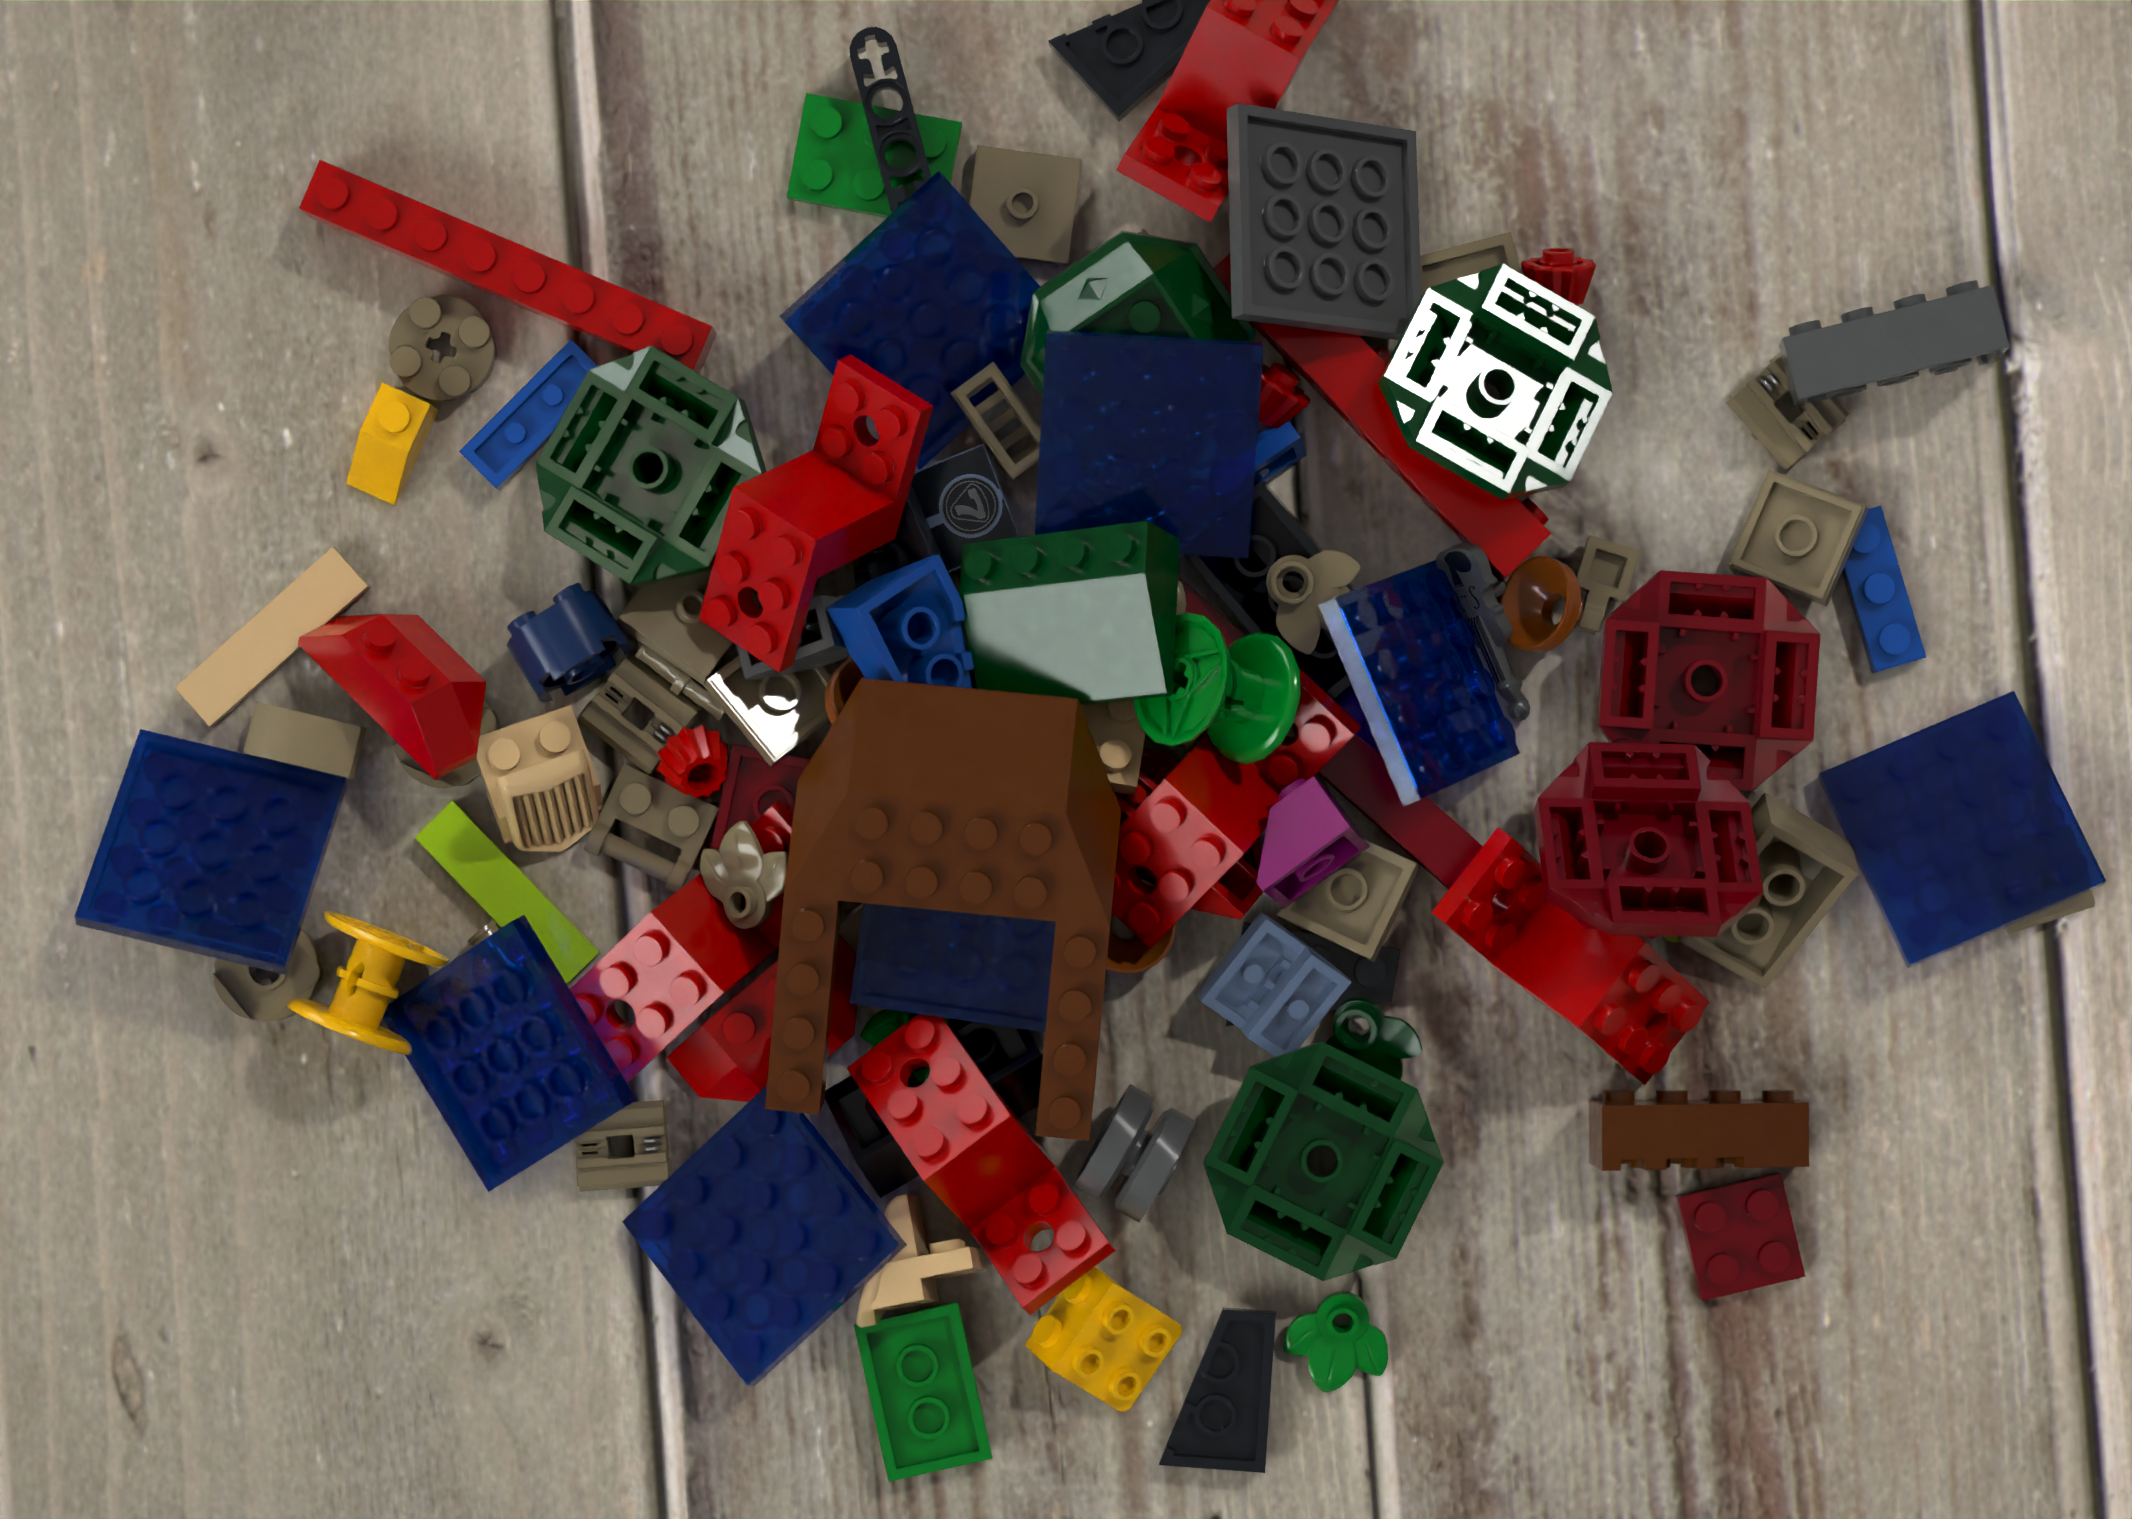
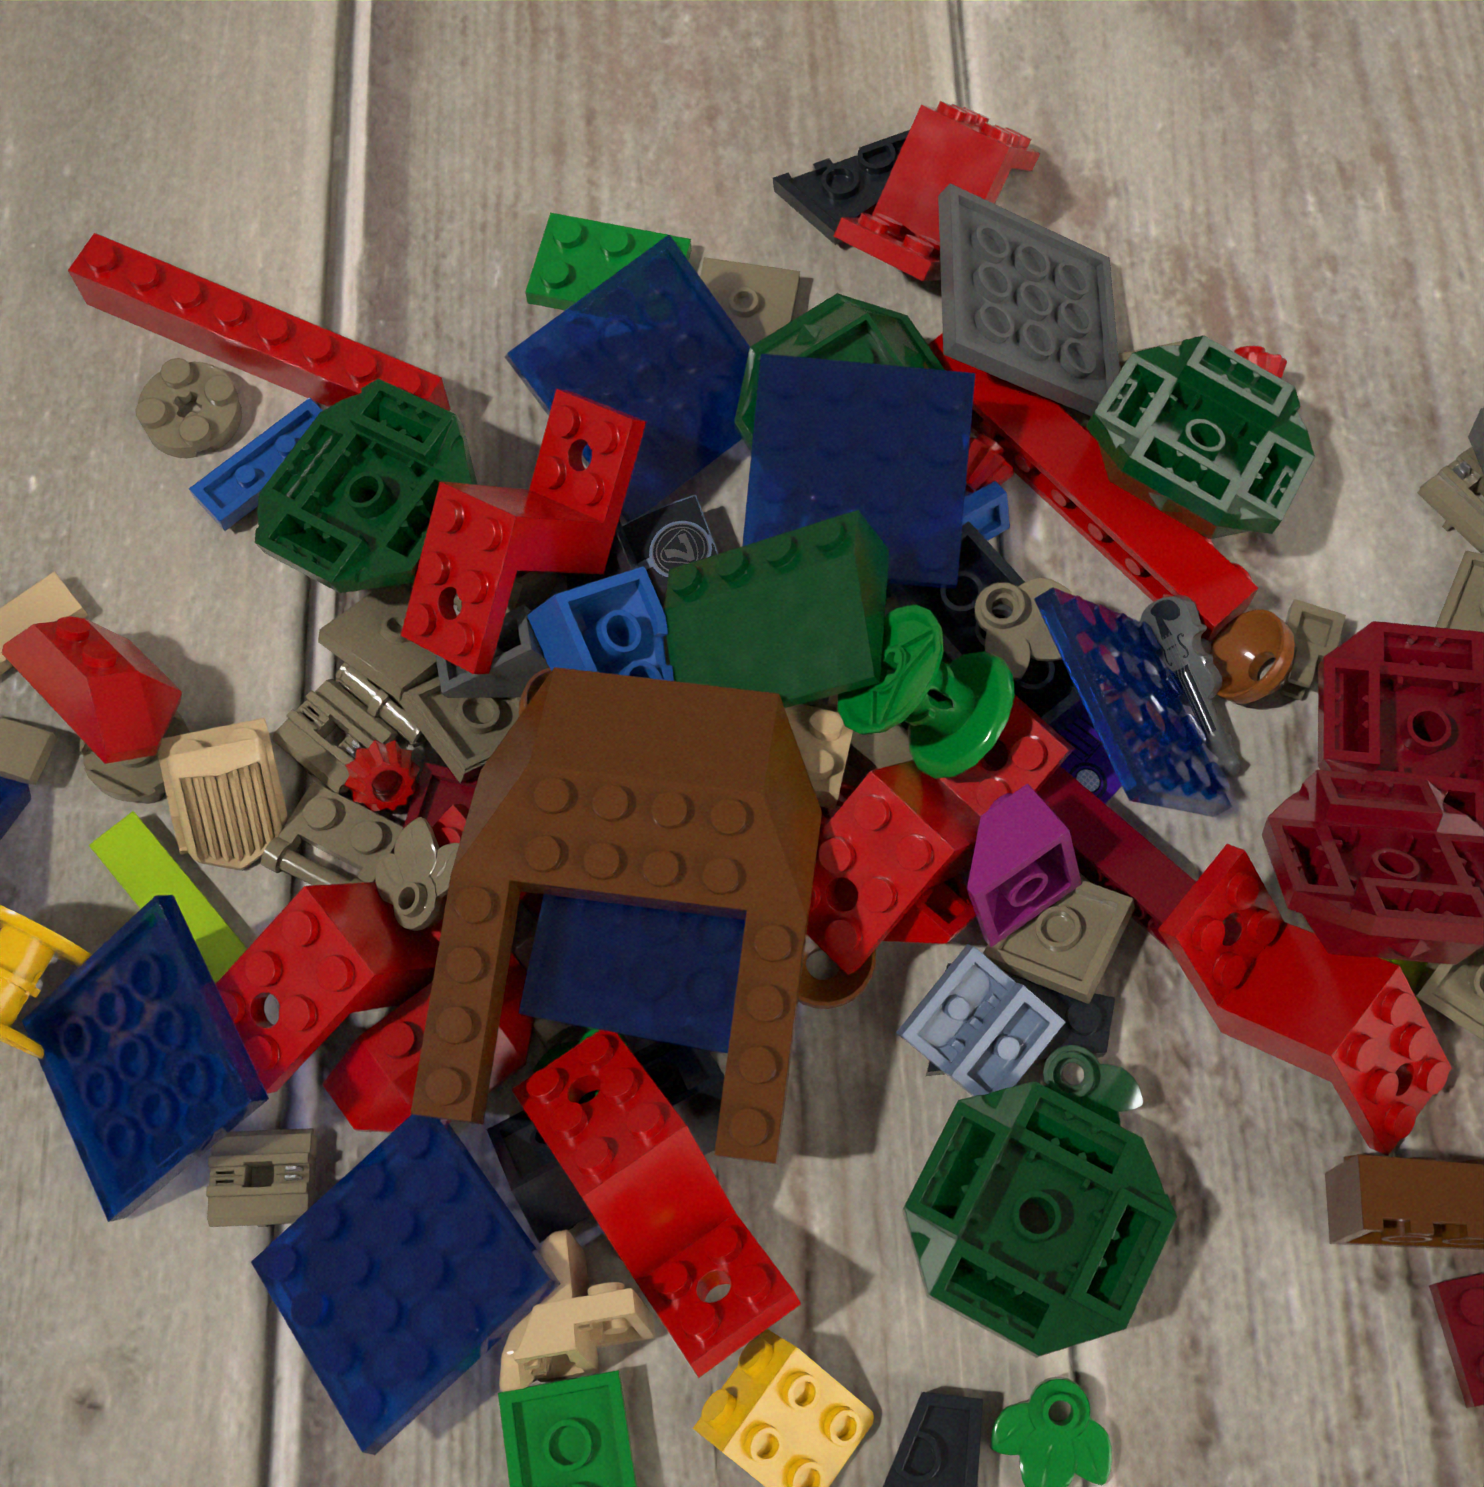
camera: 10 degrees right, 20 degrees down
(390, 443) = (125, 478): yellow slope -> none
(566, 642) = (266, 656): dark blue brick -> none
(889, 130) = (620, 232): black beam -> none
(1027, 457) = (712, 506): dark tan slope -> none
(1140, 1156) = (822, 1196): dark grey wheel -> none

